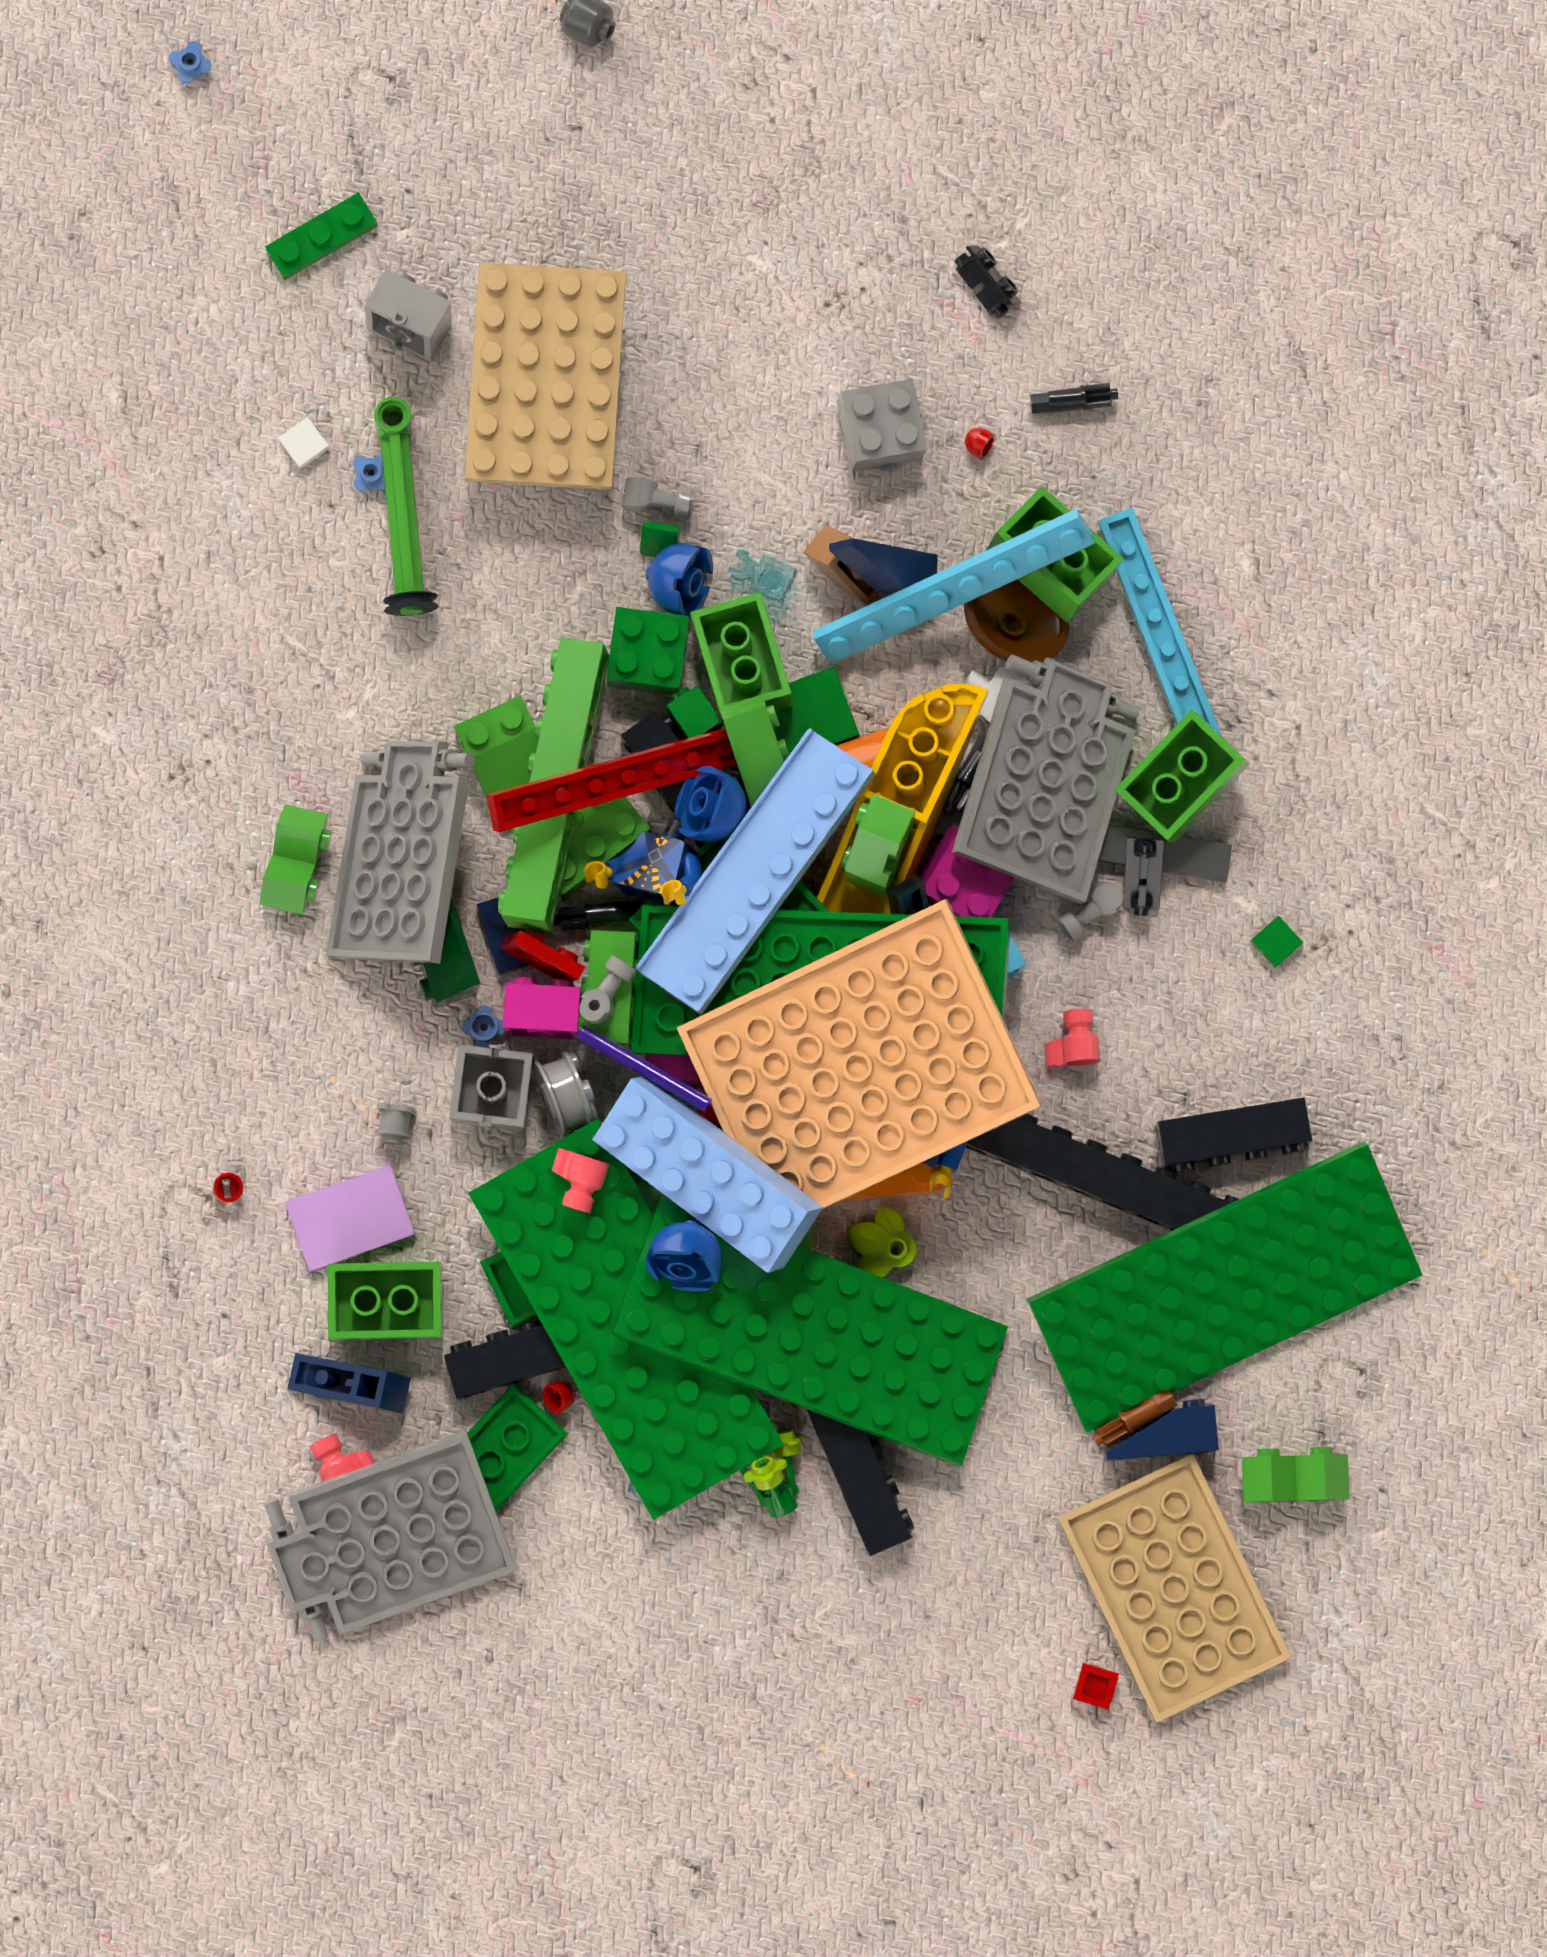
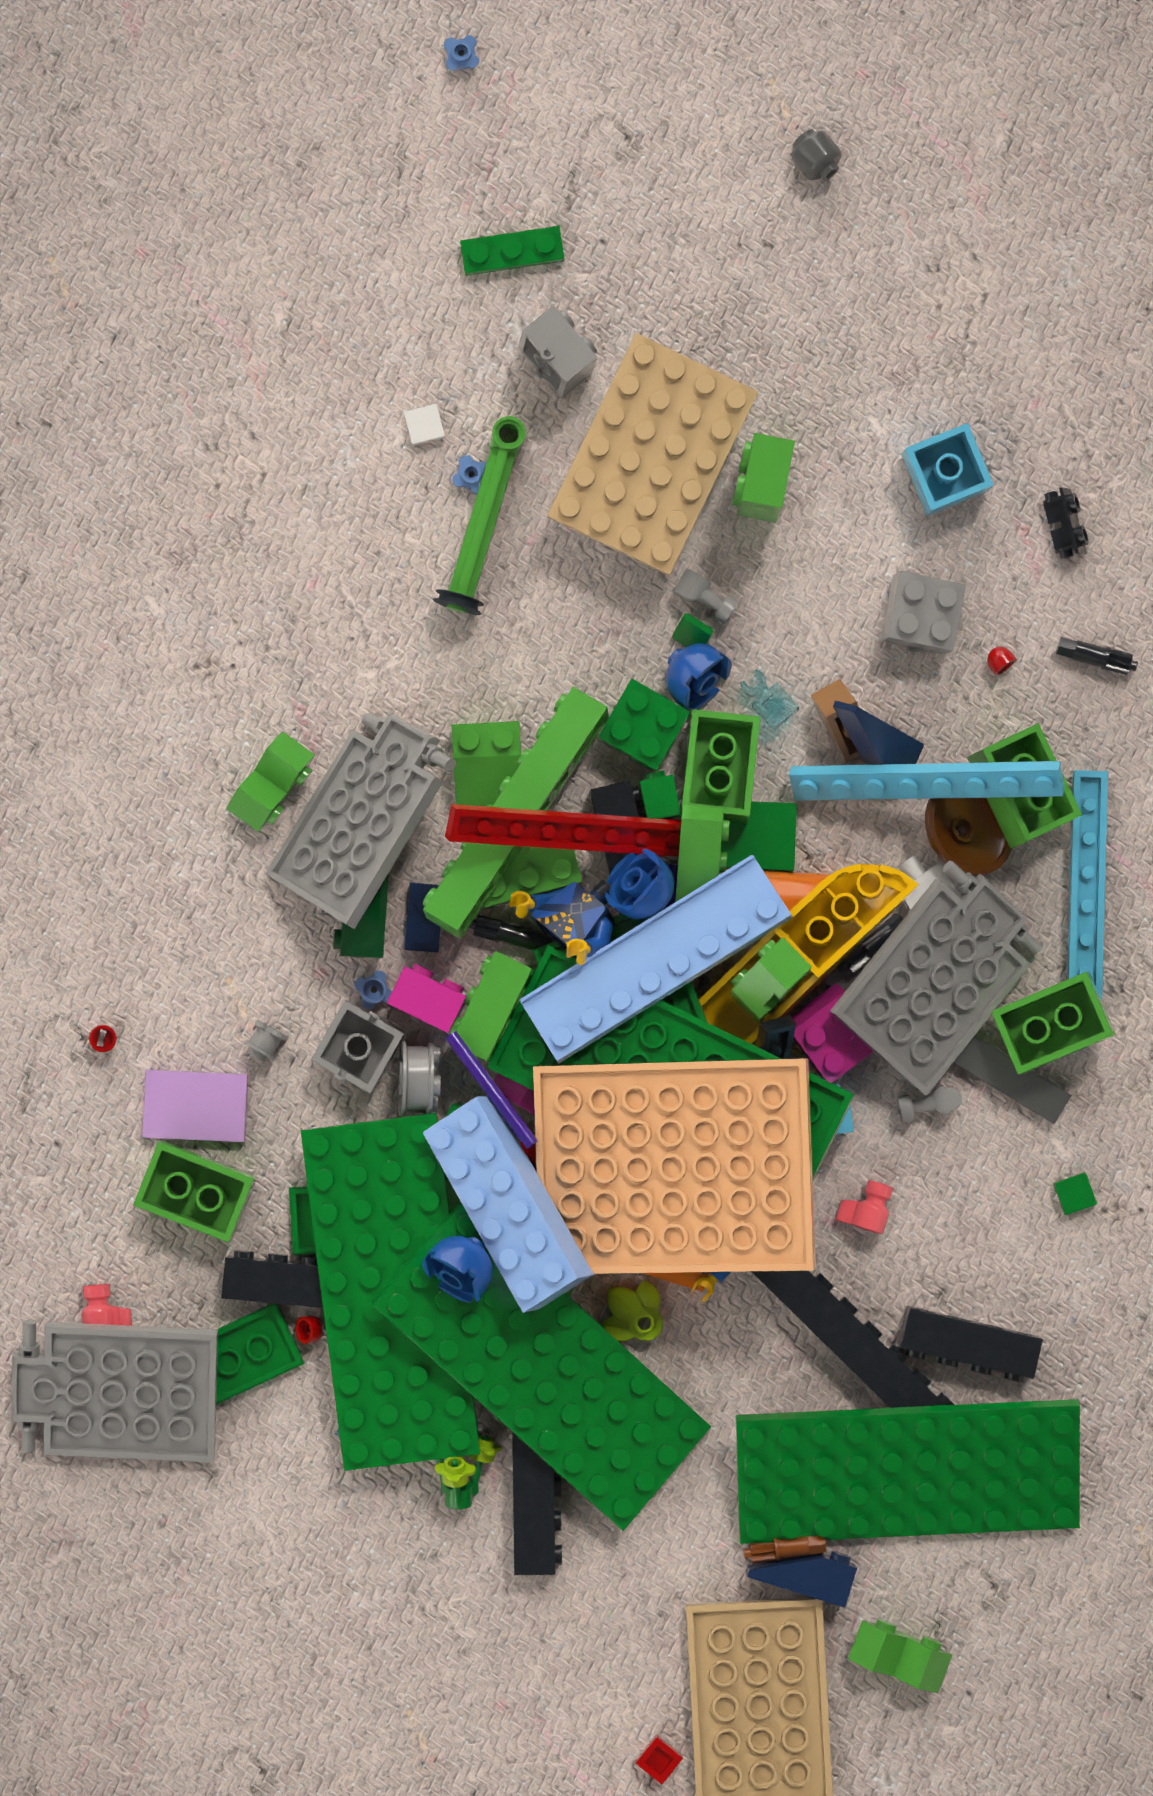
camera: 20 degrees right, 5 degrees up
(349, 1383) = (137, 1246): dark blue slope -> none
(531, 950) = (454, 962): red plate -> none
(584, 1175) = (403, 1157): coral piece -> none
(598, 1003) = (475, 1018): light grey leg -> none
(665, 354) = (766, 471): none -> bright green brick
(846, 274) = (947, 469): none -> medium azure brick
(1143, 874) = (985, 1091): black hinge -> none

